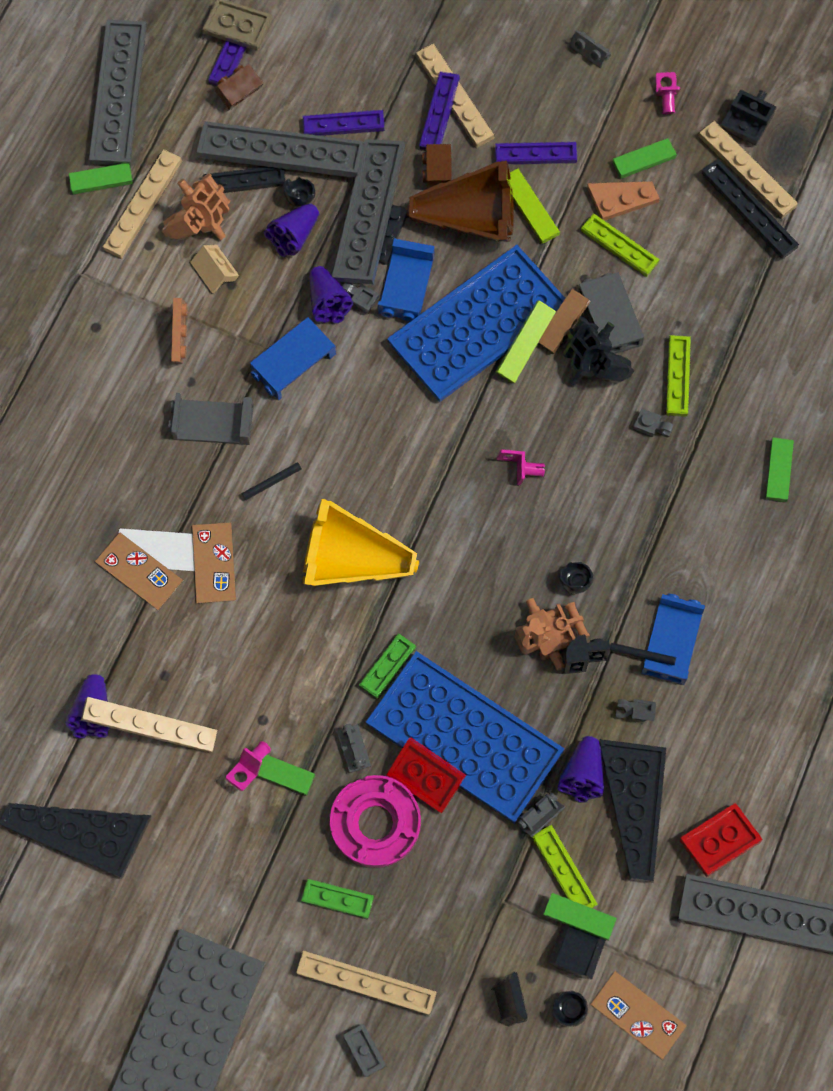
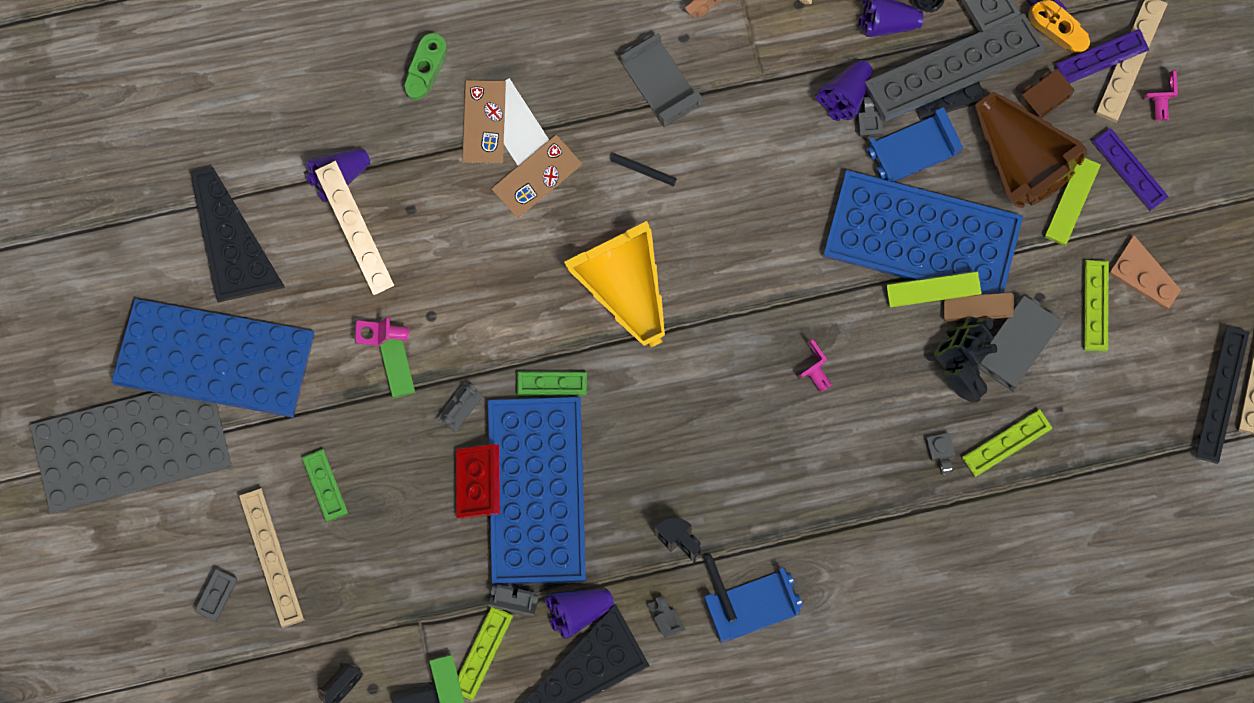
camera: 55 degrees right, 5 degrees up
(69, 596) = (419, 83): none -> bright green piece
(165, 914) = (213, 358): none -> blue plate
(291, 357) = (766, 103): blue panel -> none
(368, 793) = (403, 440): dark pink piece -> none
(386, 124) = (1073, 39): none -> light orange piece
(501, 96) = (1161, 99): none -> dark pink bracket
(549, 631) = (680, 495): nougat piece -> none
(576, 577) = (746, 484): black hair -> none
(644, 158) = (1200, 267): bright green tile -> none
(779, 469) = (983, 592): bright green tile -> none

